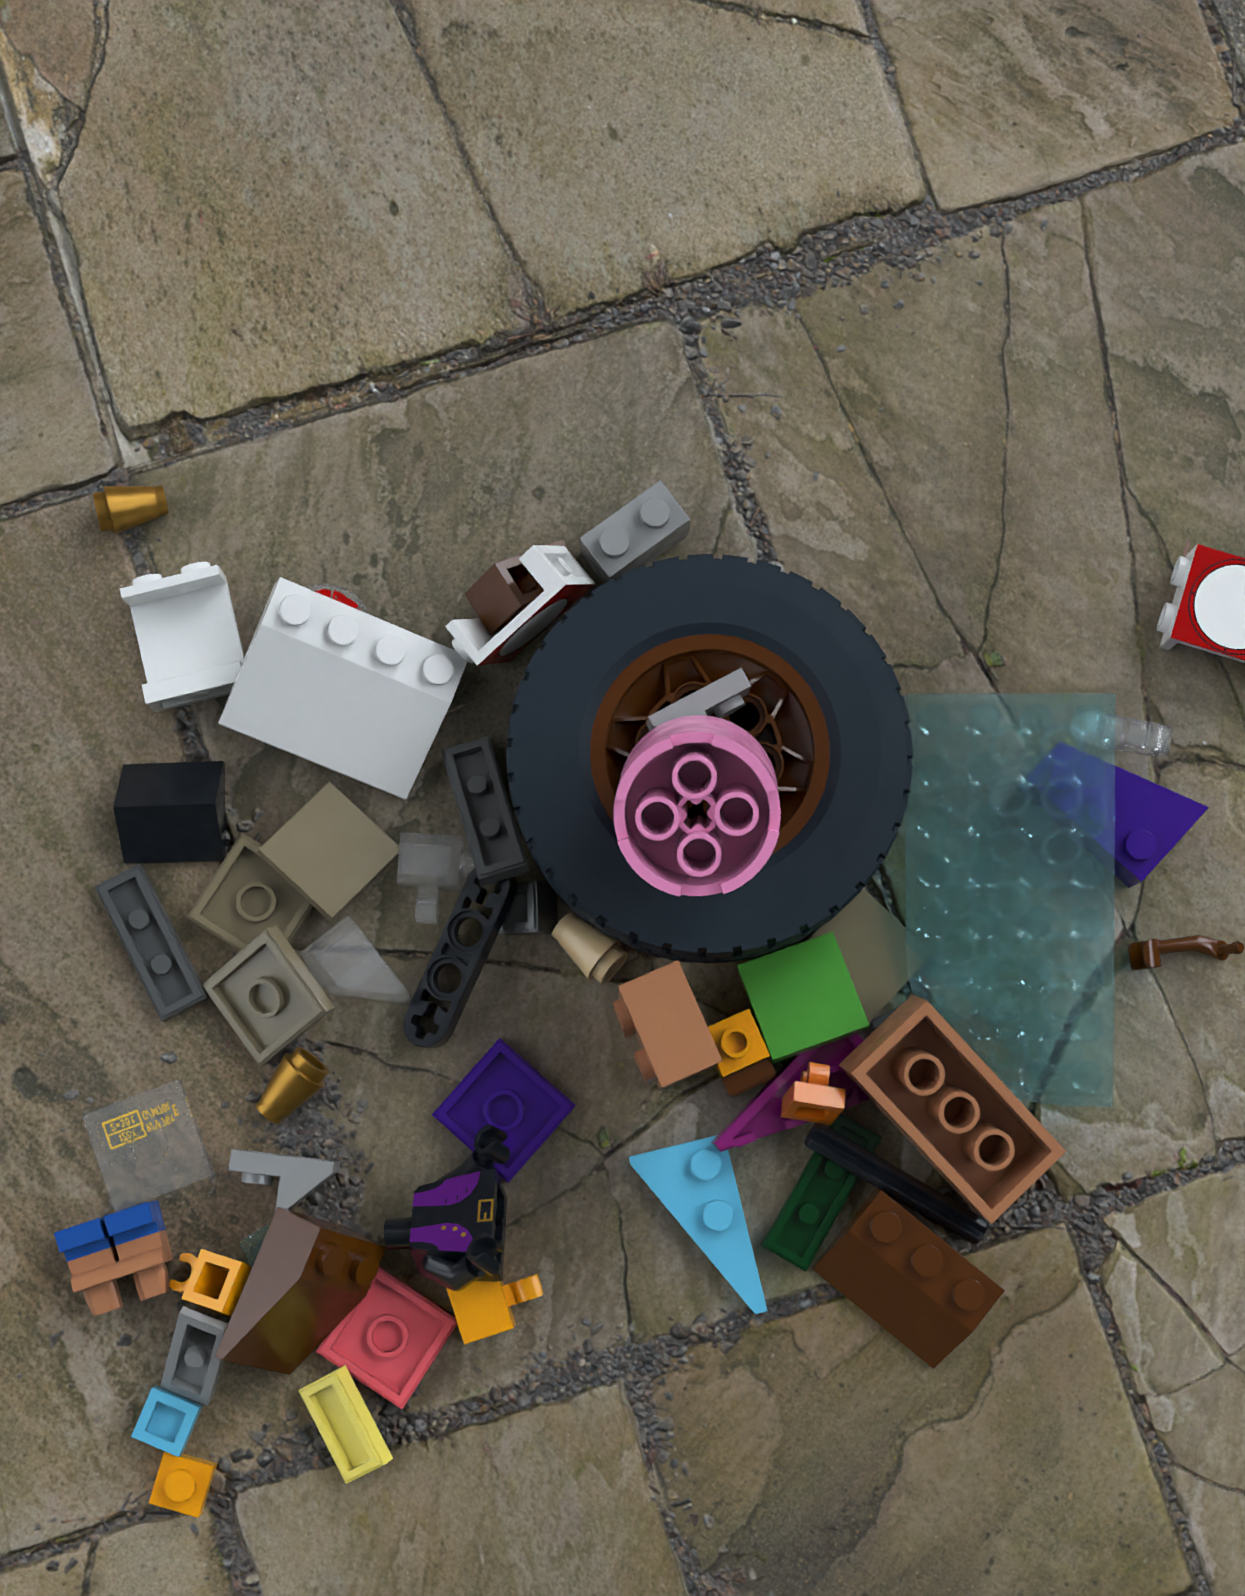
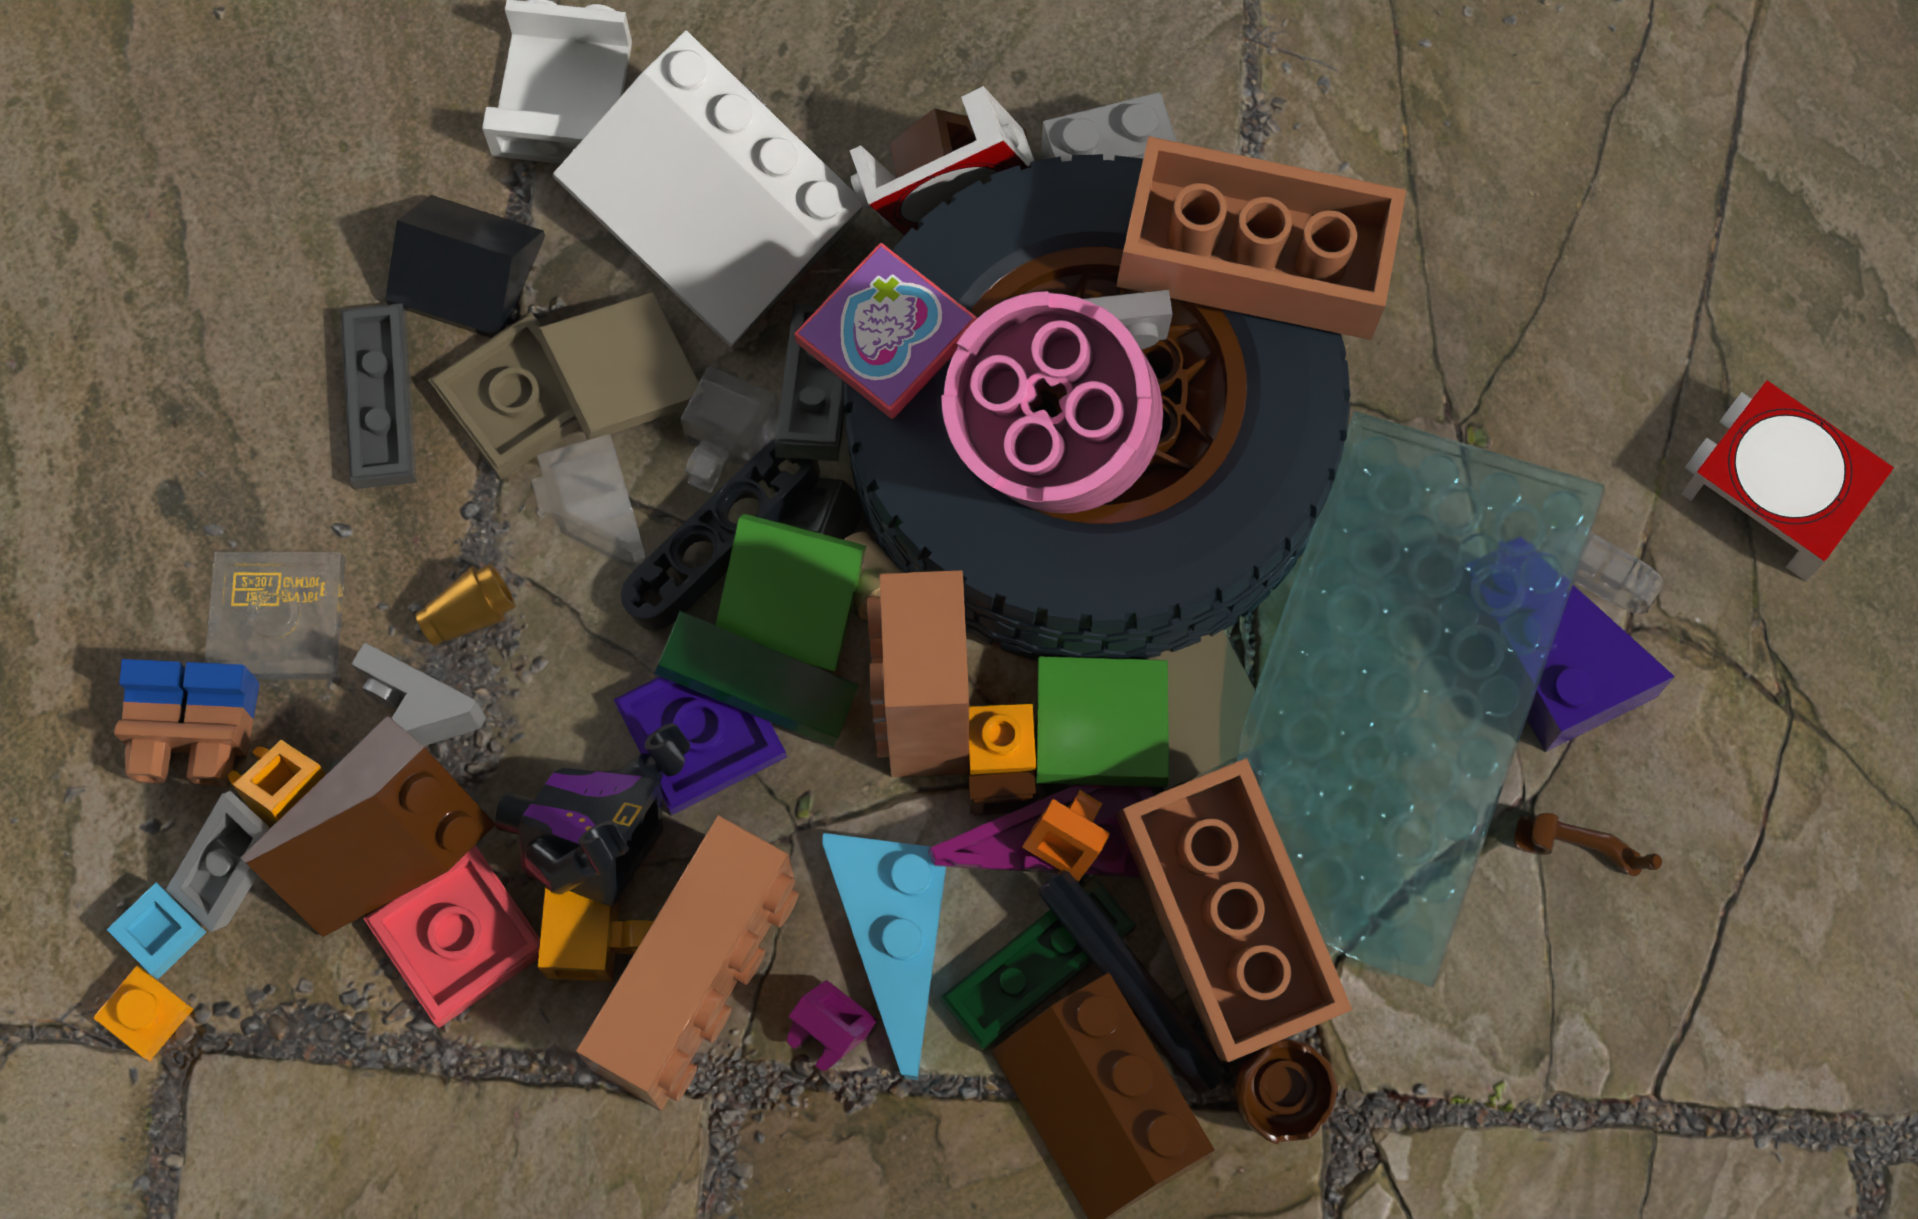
camera: 20 degrees right, 10 degrees down
(268, 995) = (482, 494): dark tan tile -> none
(345, 1424) = (361, 1015): light yellow tile -> none
(531, 984) = (791, 590): none -> bright green tile
(533, 1061) = (756, 679): none -> dark green tile
(537, 774) = (885, 330): none -> tile
(573, 1303) = (690, 964): none -> nougat brick
(690, 1295) = (830, 1019): none -> magenta tile
(796, 599) = (1262, 238): none -> nougat brick
(1037, 1223) = (1285, 1091): none -> reddish brown hair

